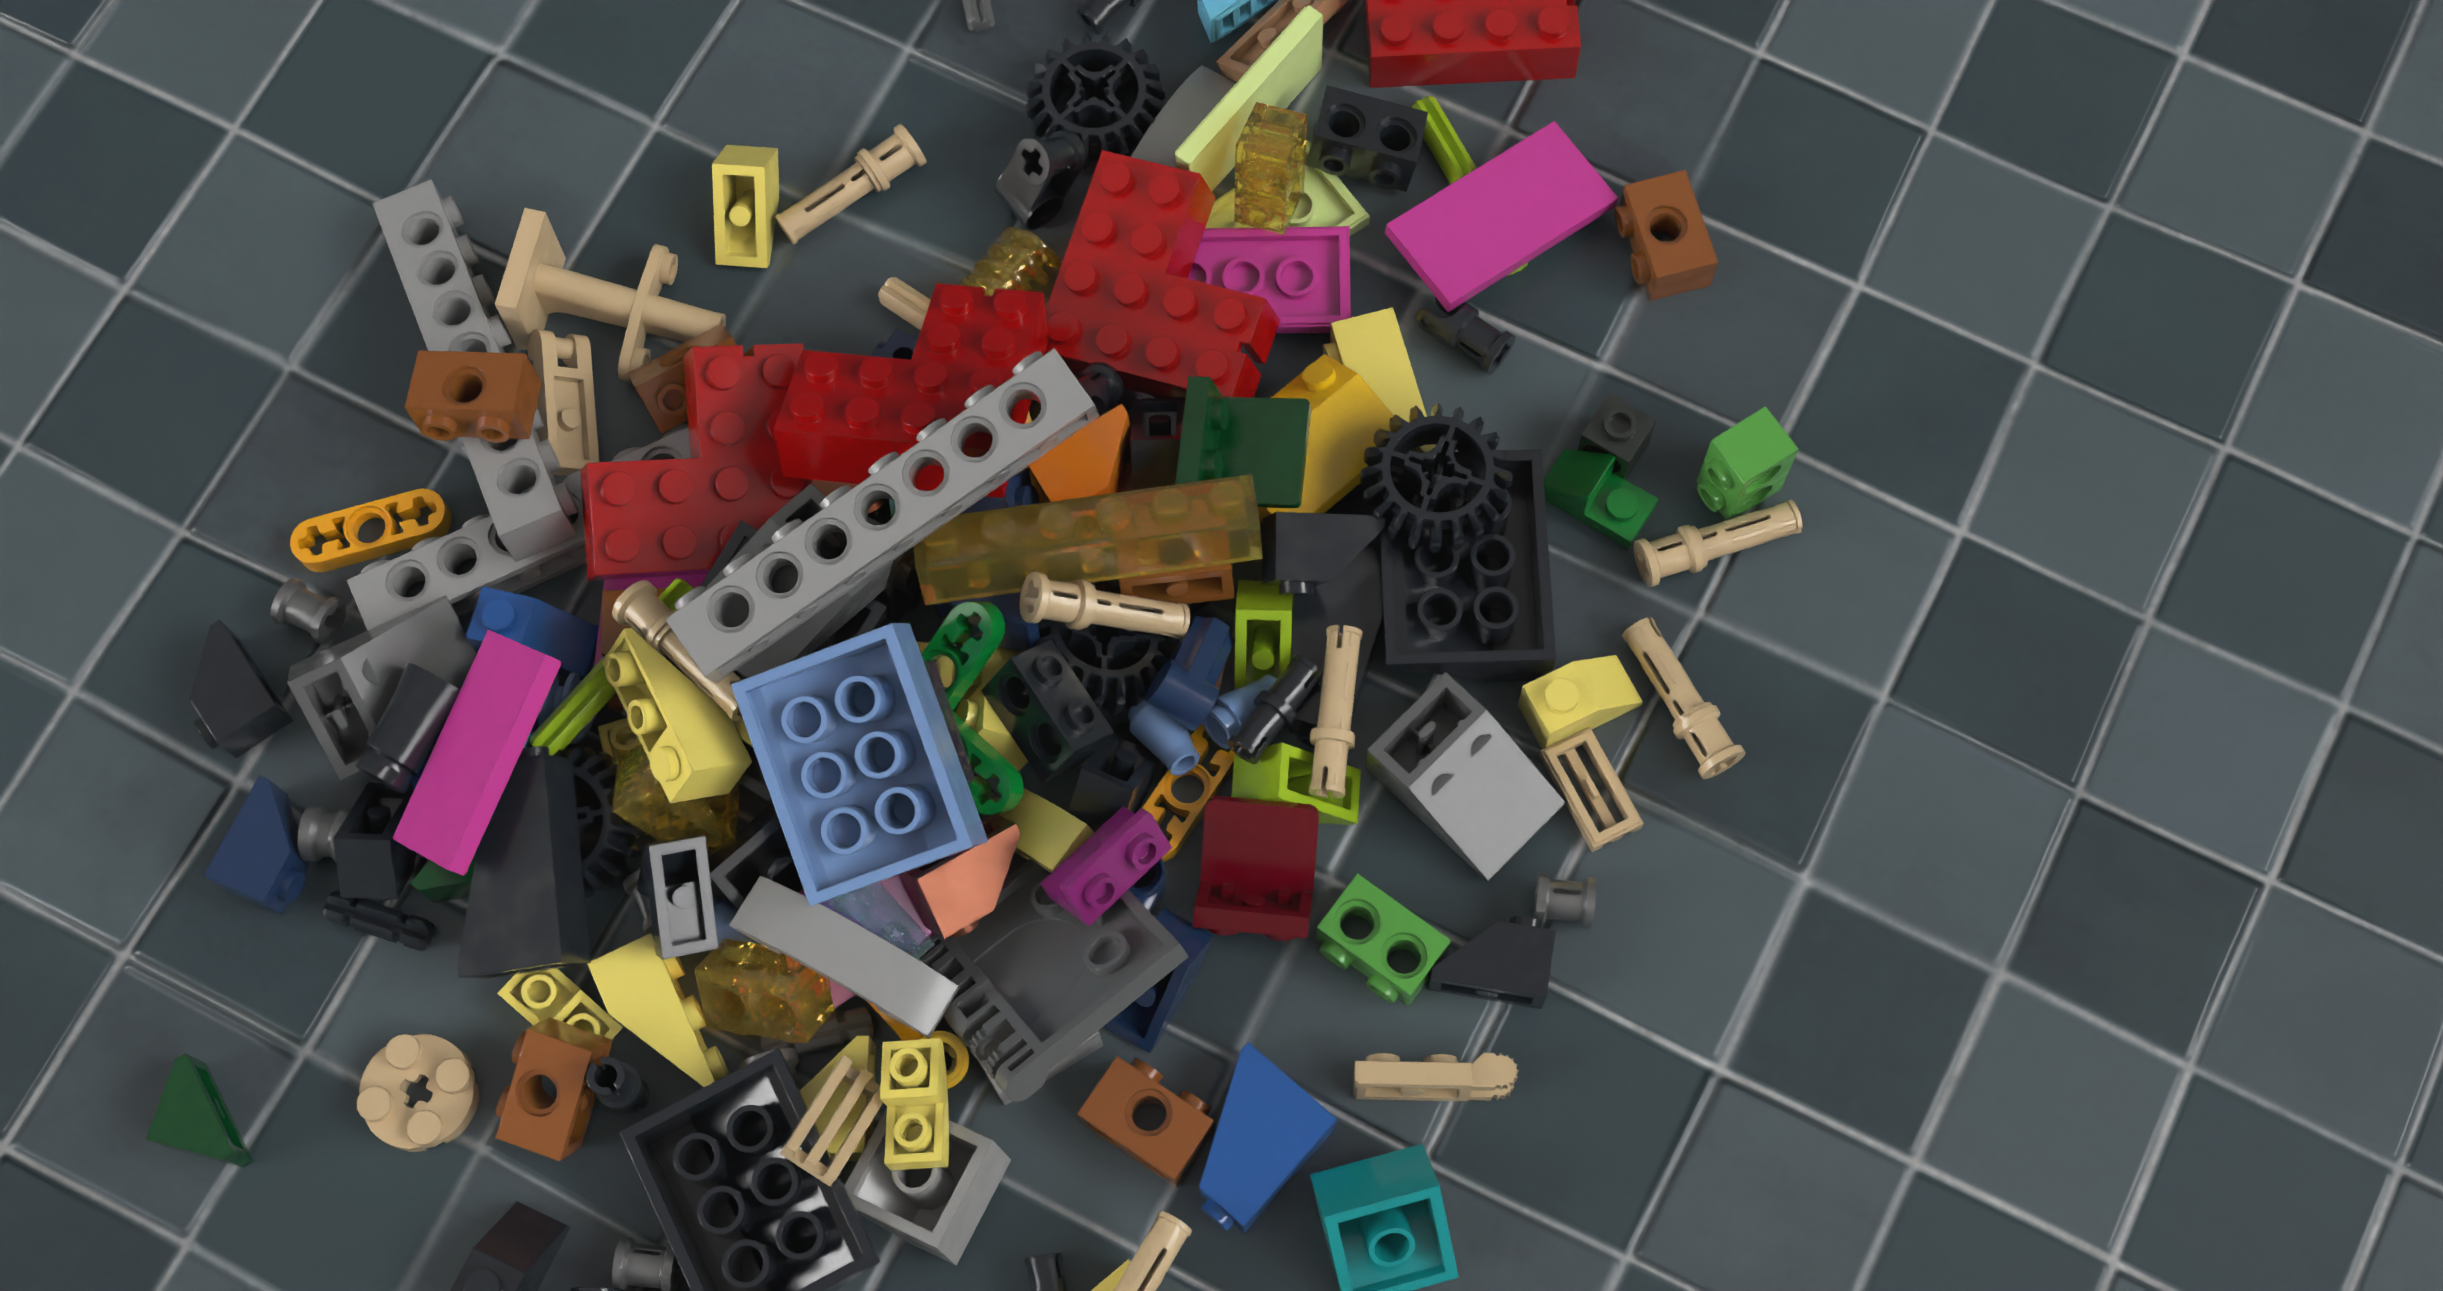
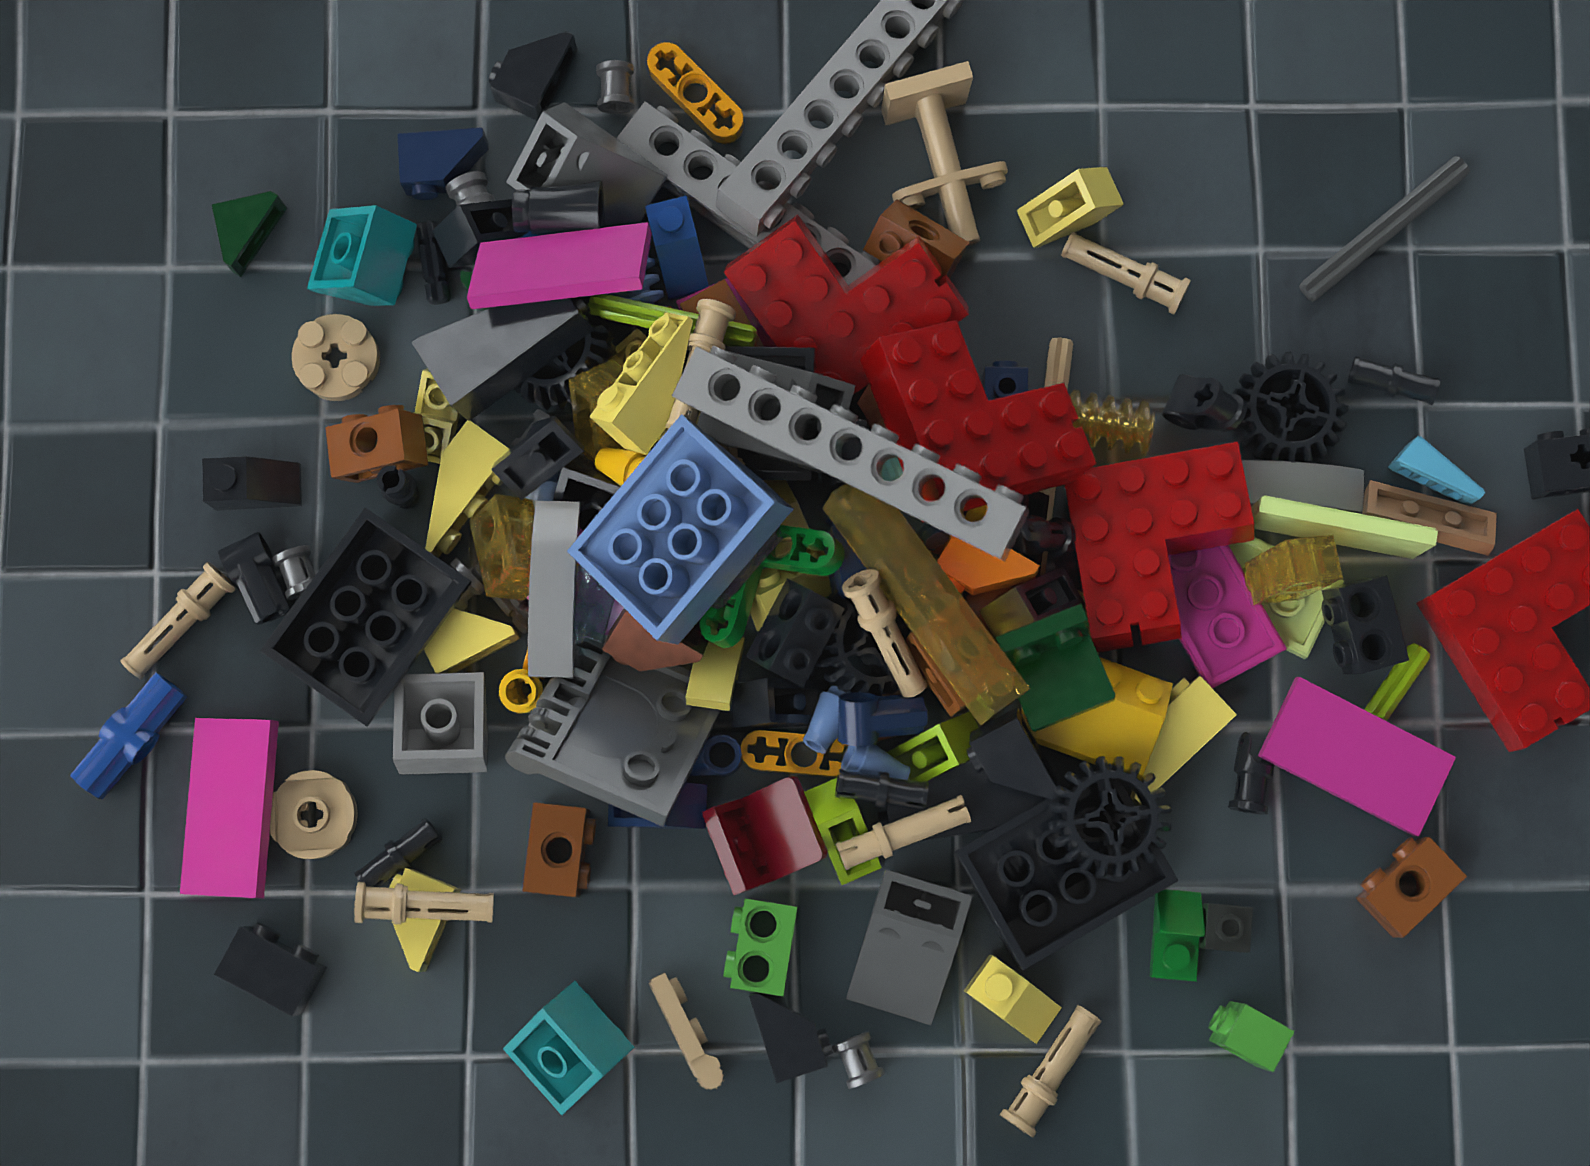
camera: 60 degrees right, 10 degrees up
(318, 996) = (363, 255): none -> teal slope
(447, 381) = (807, 87): dark orange brick -> none
(566, 397) = (855, 168): tan plate -> none
(745, 807) = (617, 463): none -> yellow cone
(860, 1083) = (479, 646): tan tile -> none
(916, 1104) = (480, 693): light yellow slope -> none
(1107, 864) = (706, 733): magenta bracket -> none
(1260, 1141) = (581, 934): blue slope -> none
(1612, 831) = (973, 1007): tan tile -> none
(1694, 547) = (1171, 1025): tan pin -> none

